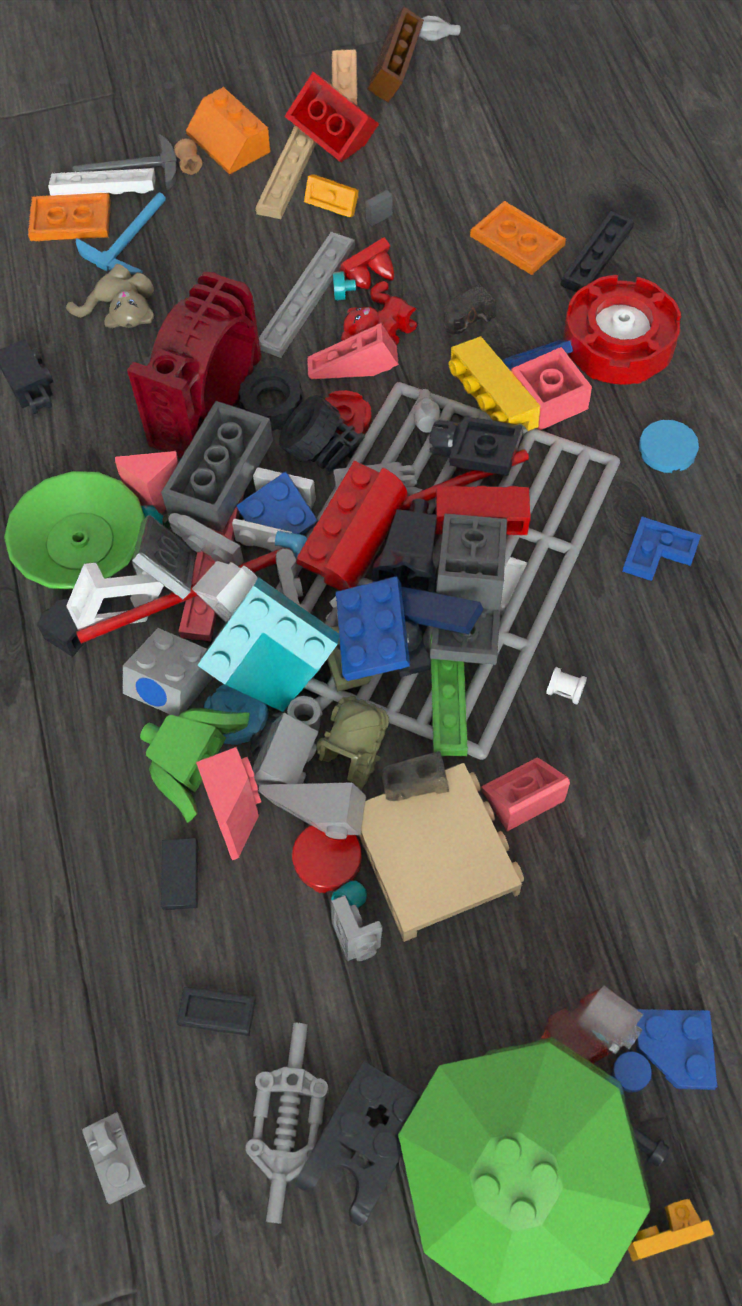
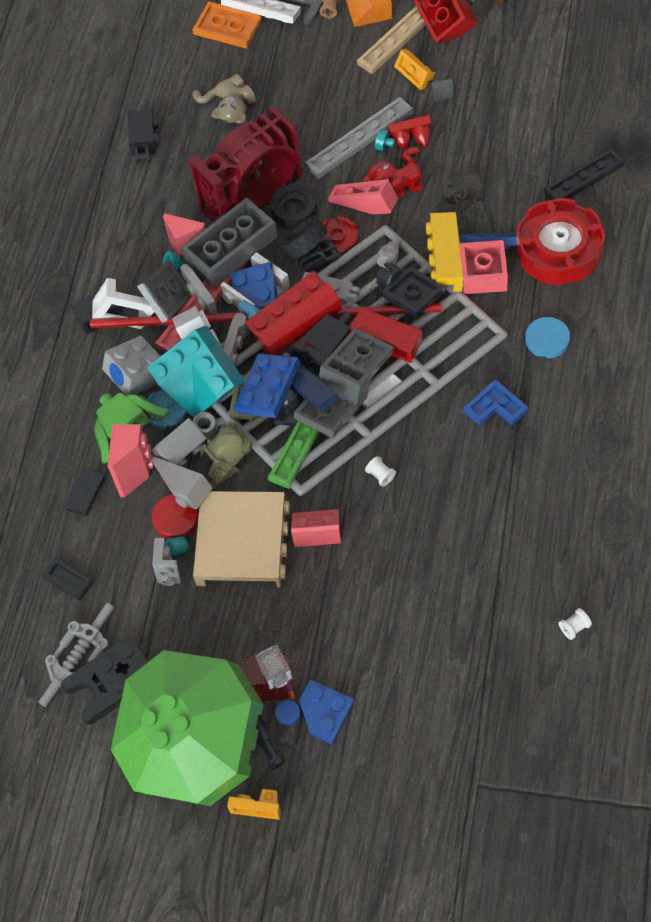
camera: 30 degrees right, 0 degrees up
(70, 508) = (116, 239): bright green dish -> none
(107, 259) = (237, 66): dark azure piece -> none
(414, 777) = (247, 488): clear smoke leg -> none
(518, 237) = (532, 145): orange tile -> none

